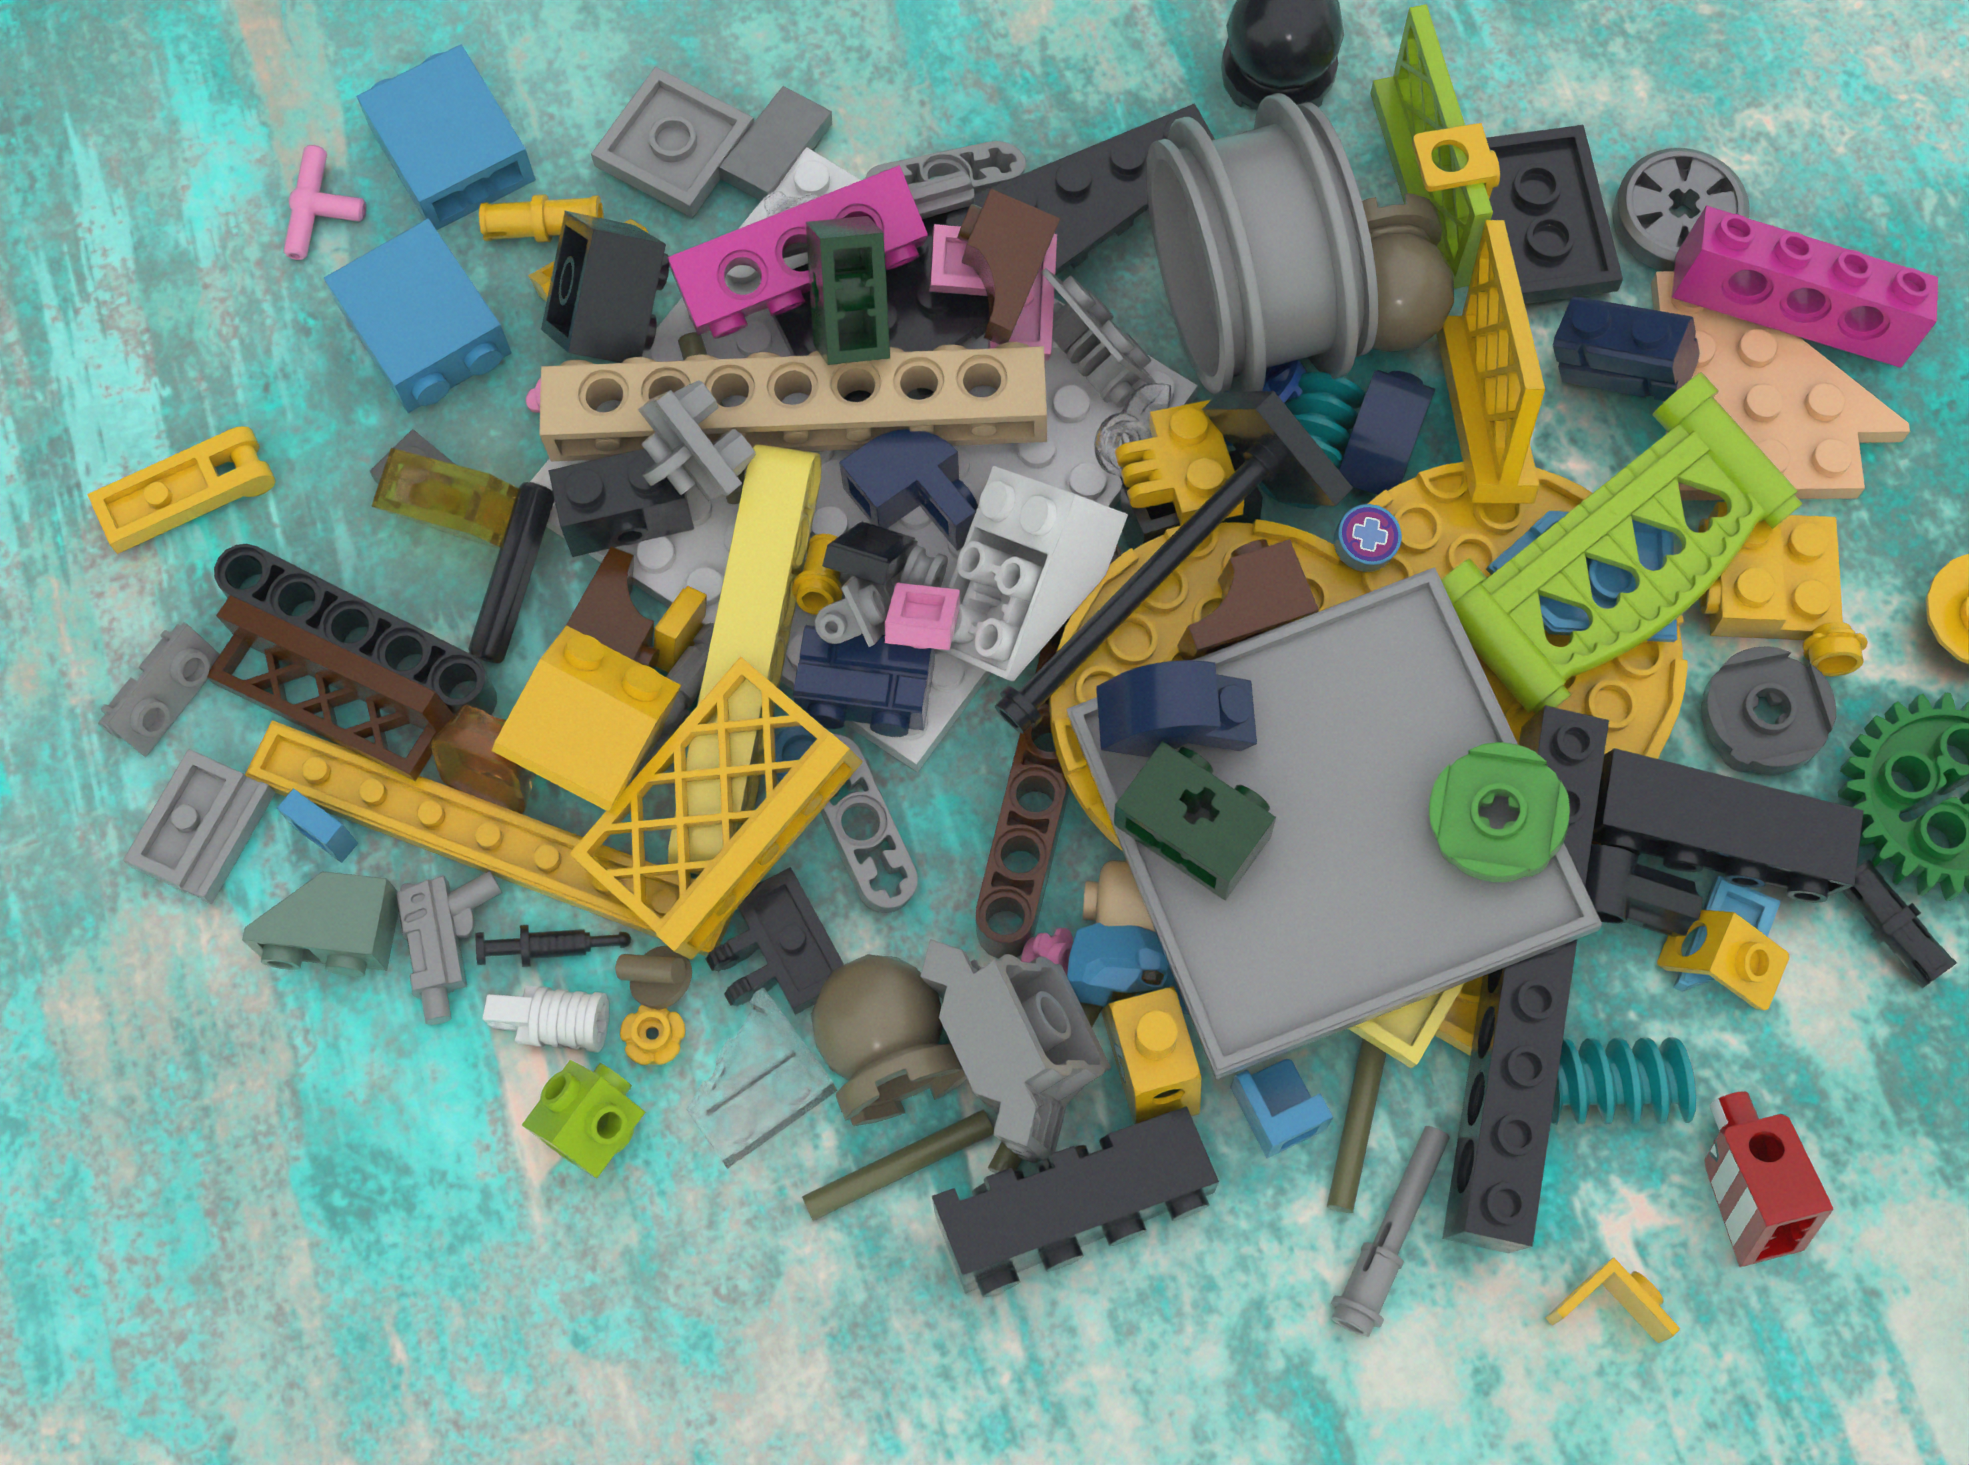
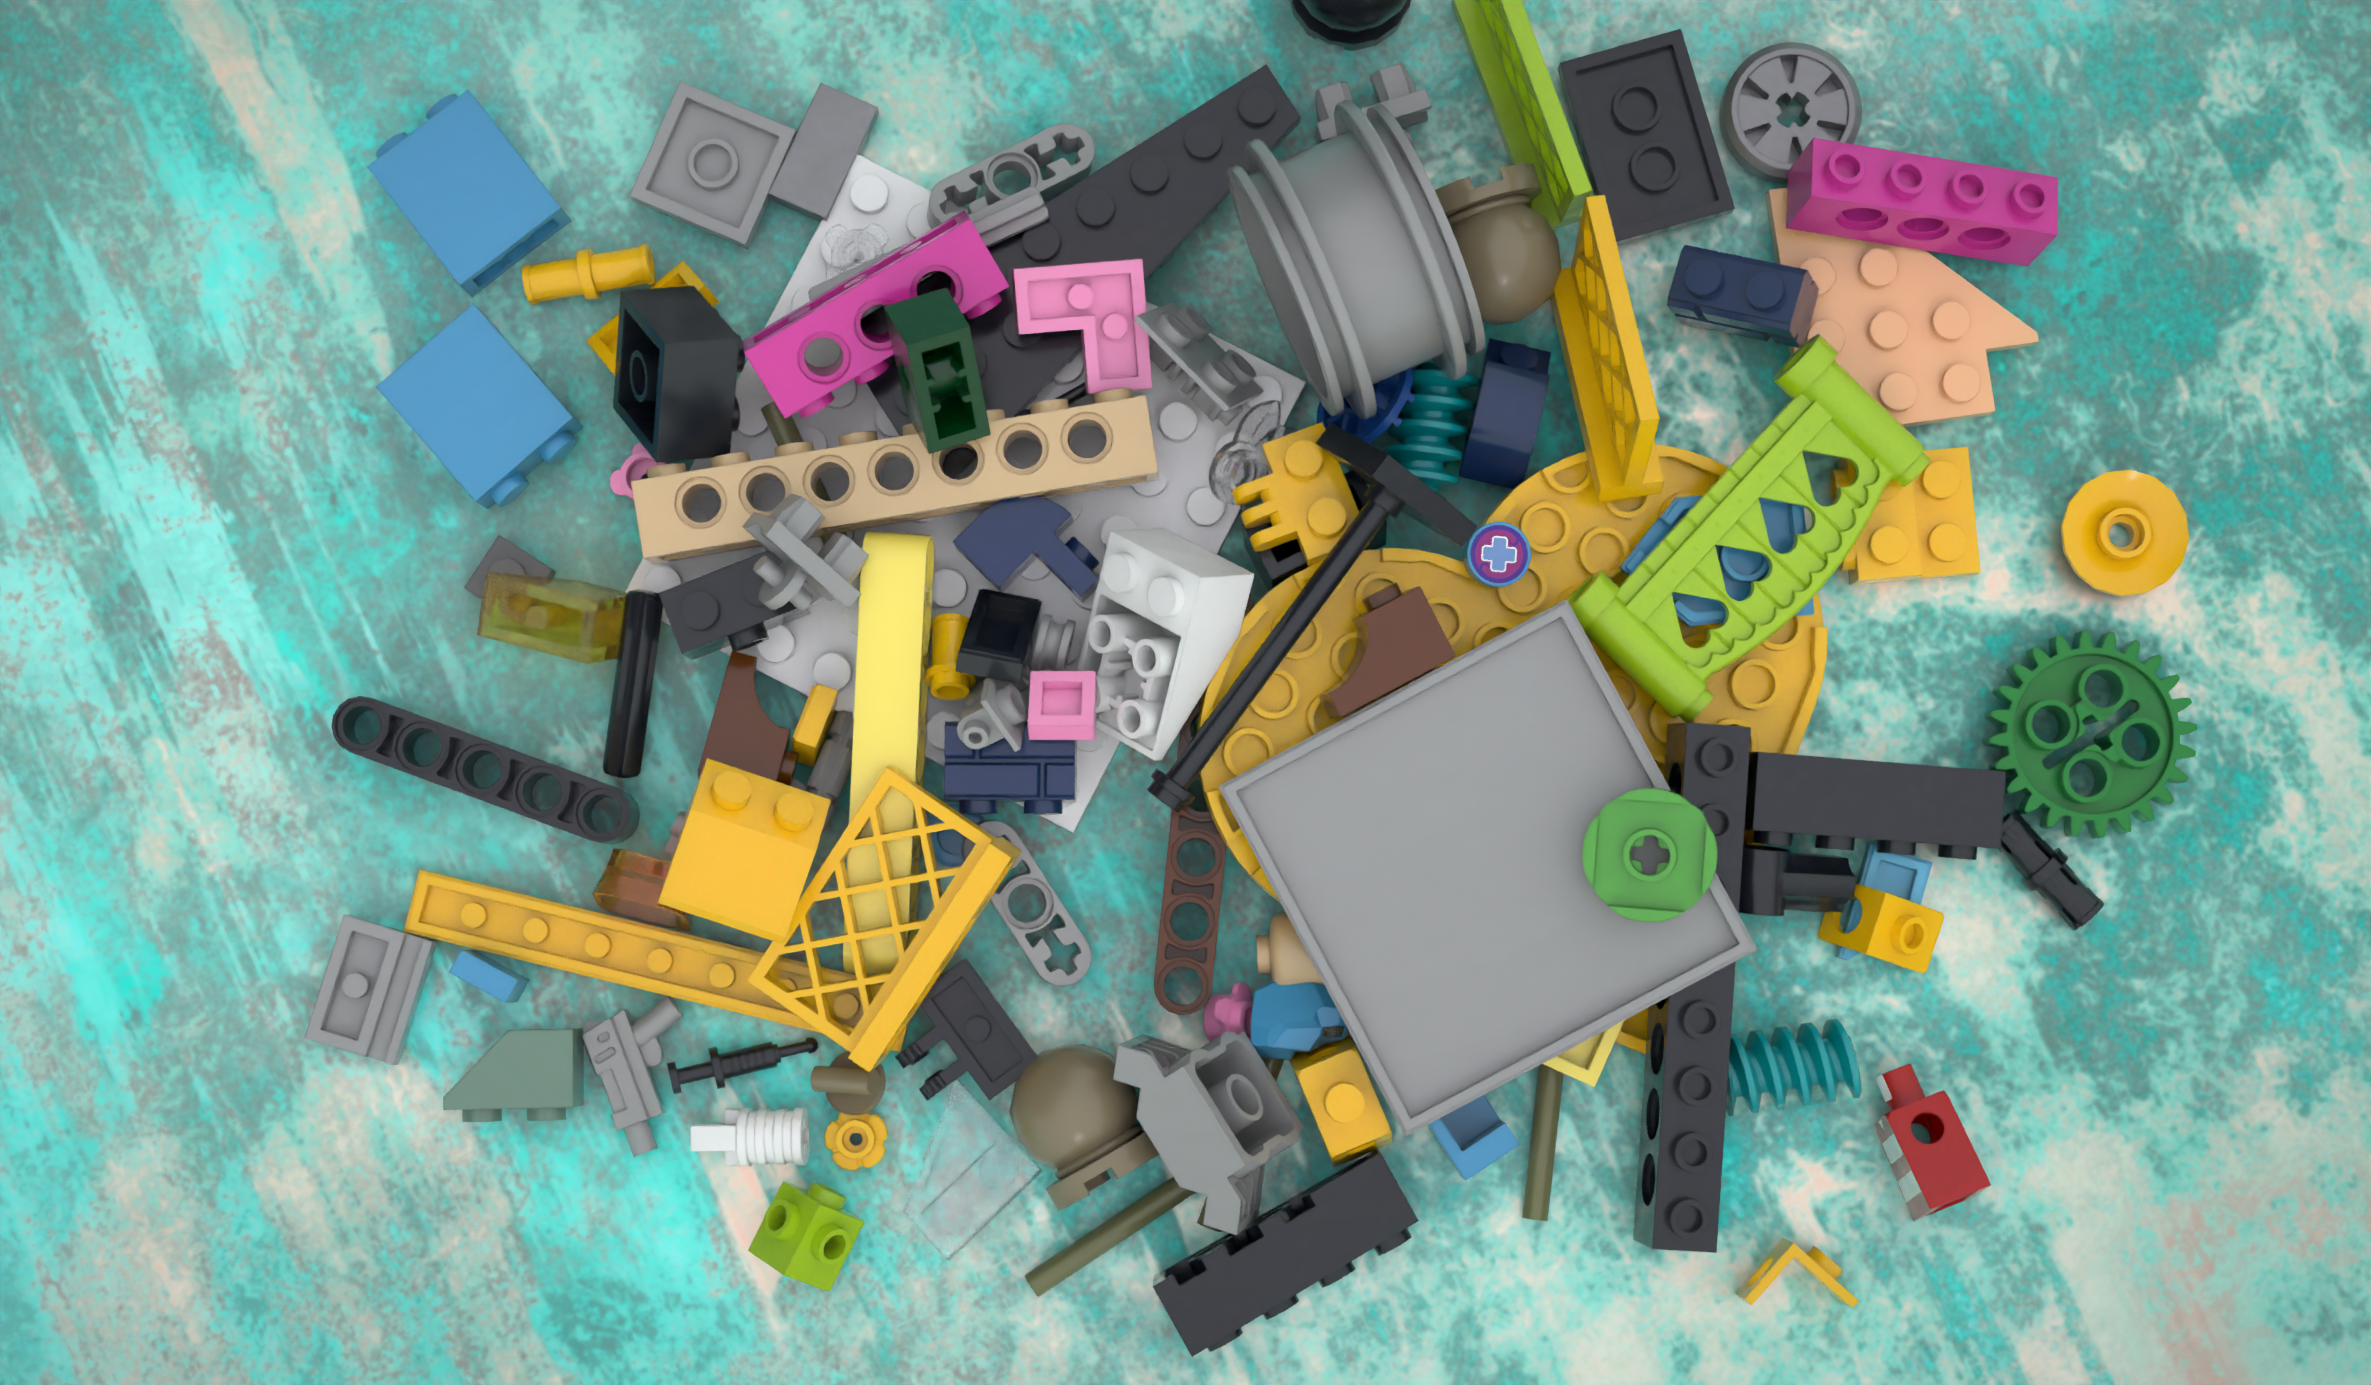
camera: 10 degrees left, 15 degrees up
(167, 685) = (288, 875): light grey hinge -> none
(181, 488) = (271, 632): yellow plate -> none
(308, 202) = (334, 284): bright pink piece -> none
(331, 666) = (472, 811): reddish brown fence -> none
(1006, 251) = (1100, 300): reddish brown arch -> none
(1177, 706) = (1327, 789): dark blue brick -> none
(1210, 850) = (1378, 928): dark green brick -> none
(1379, 1262) = (1575, 1268): light grey pin -> none
(1481, 161) = (1575, 129): yellow bracket -> none
(1785, 682) = (1925, 632): dark grey plate -> none
(1835, 649) = (1972, 593): yellow plate -> none

